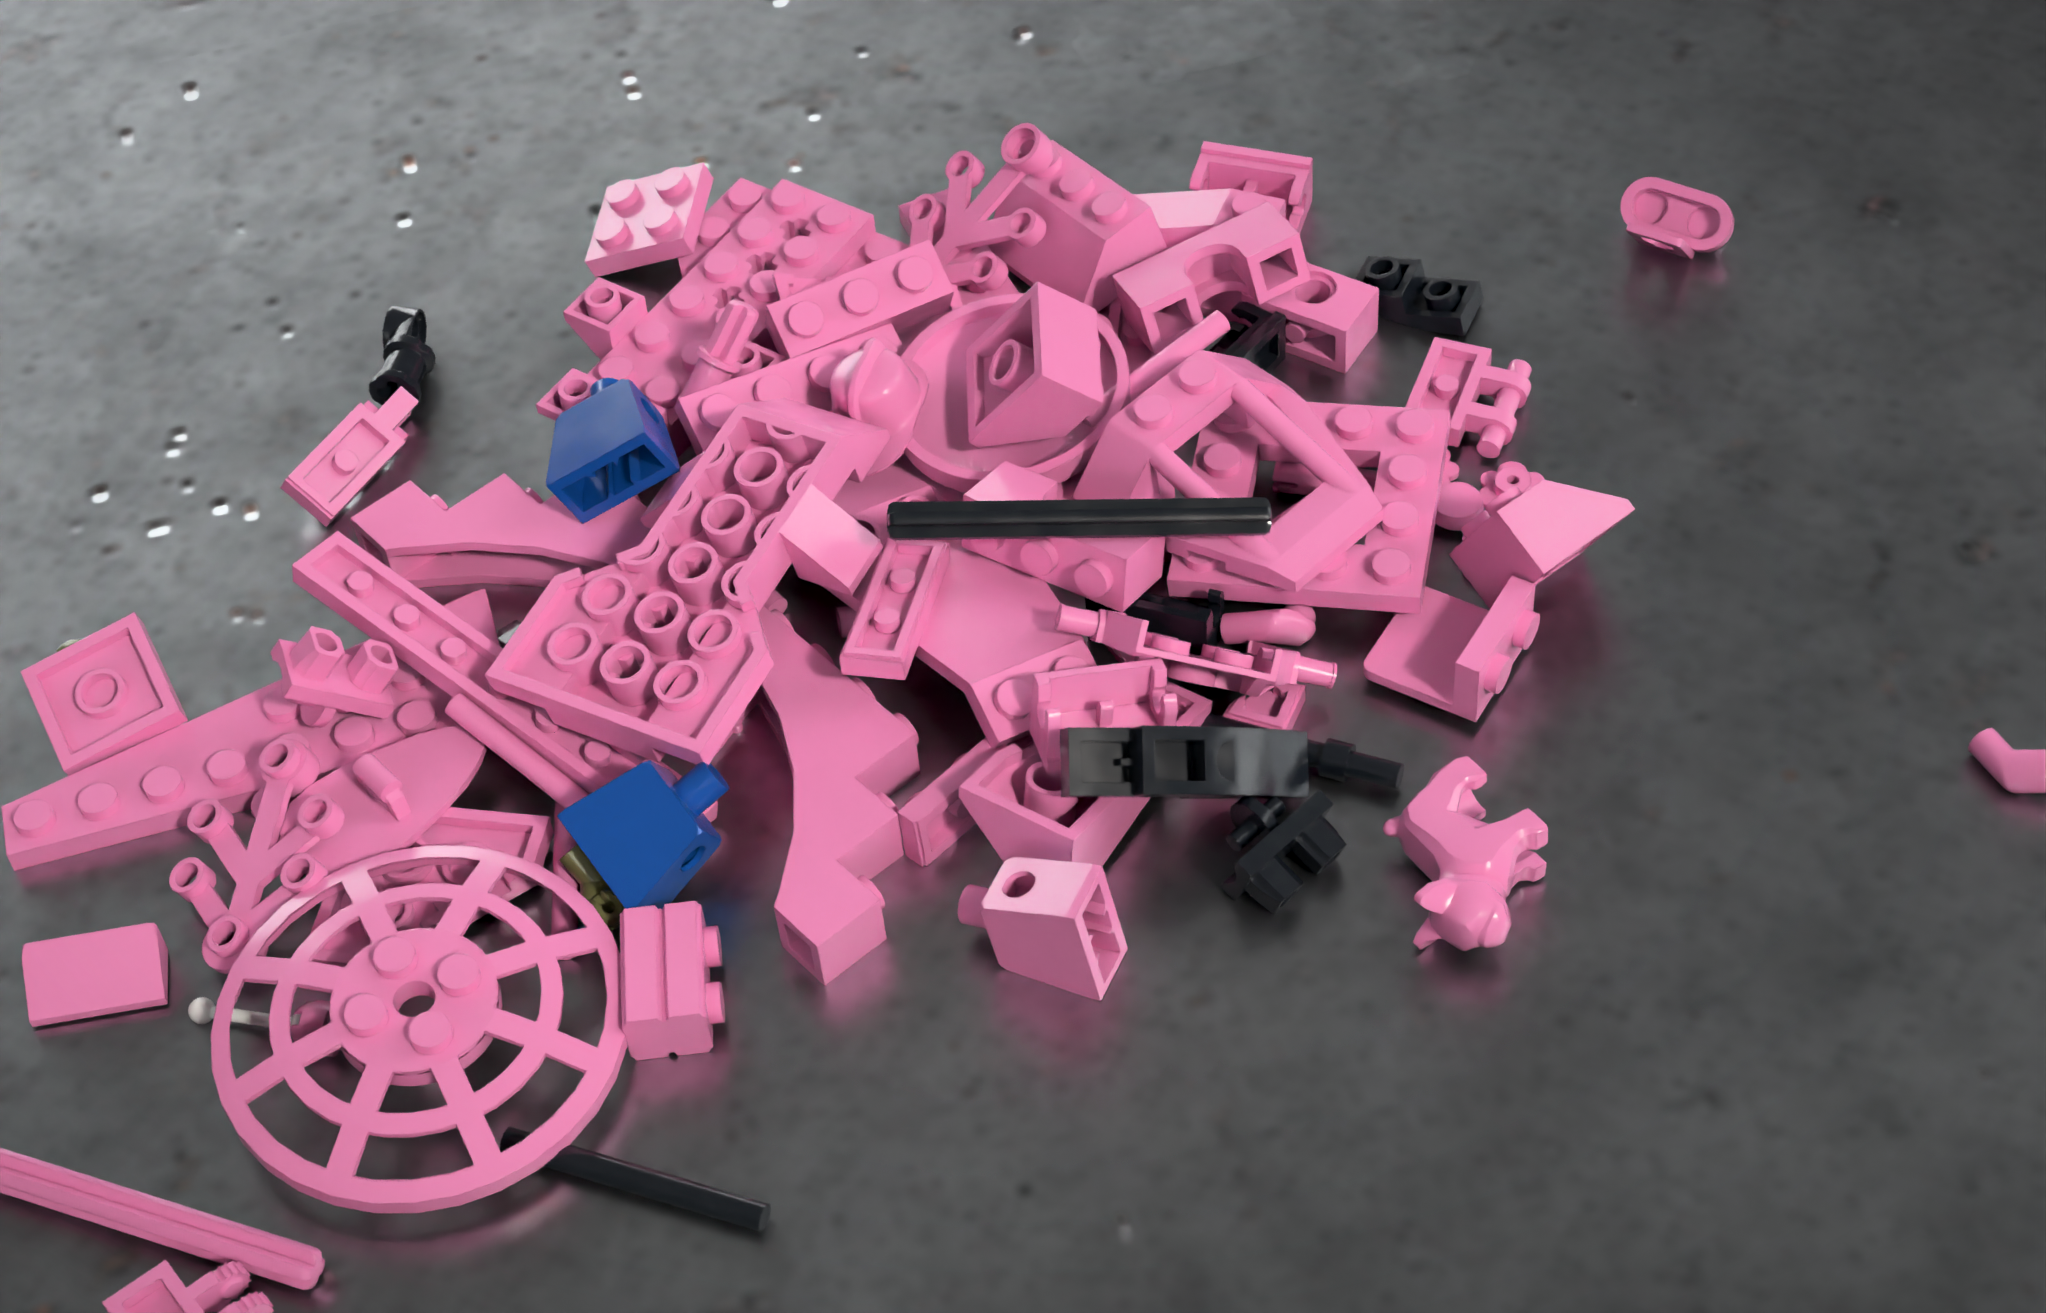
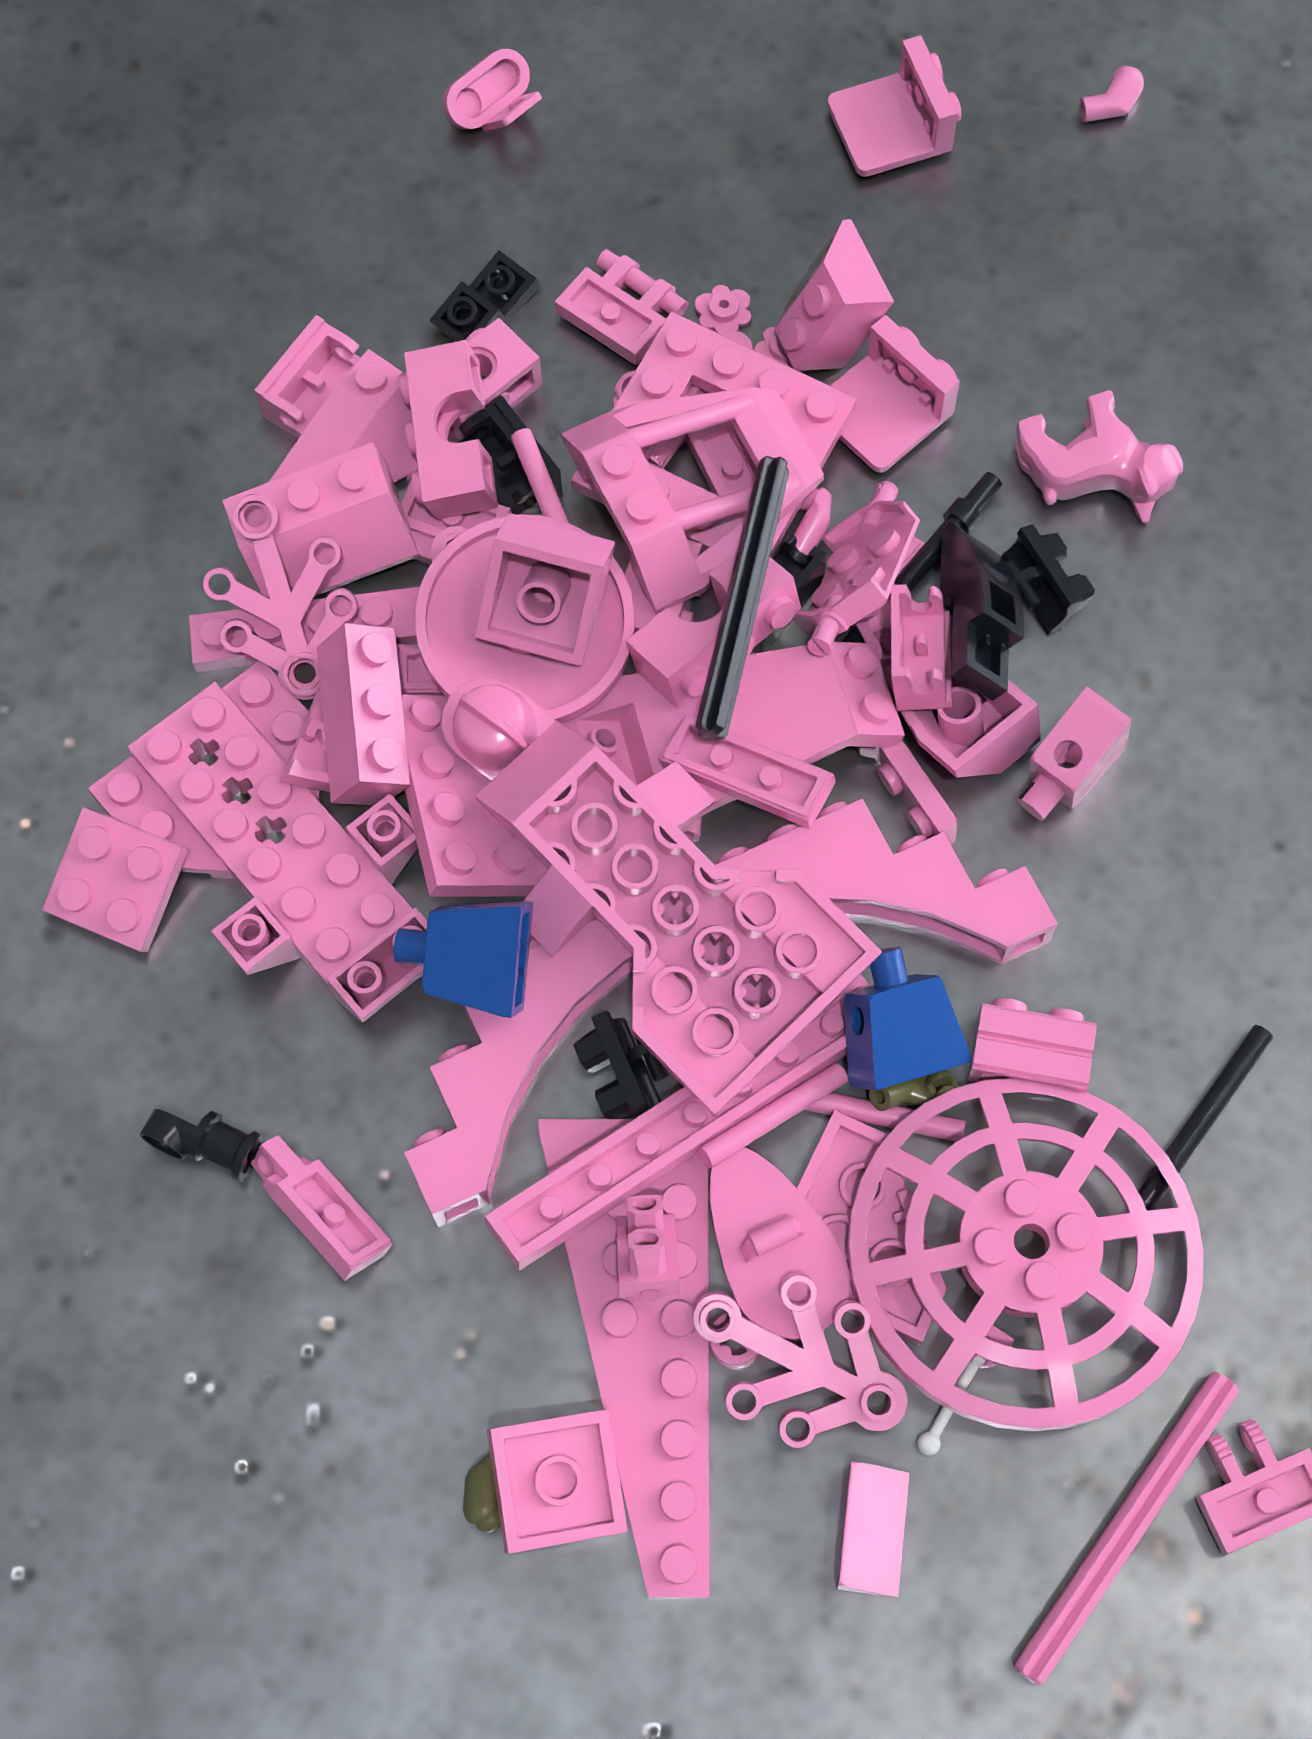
camera: 75 degrees left, 20 degrees up
(719, 357) = (393, 841): bright pink axle -> none
(1853, 559) = (898, 115): none -> bright pink bracket

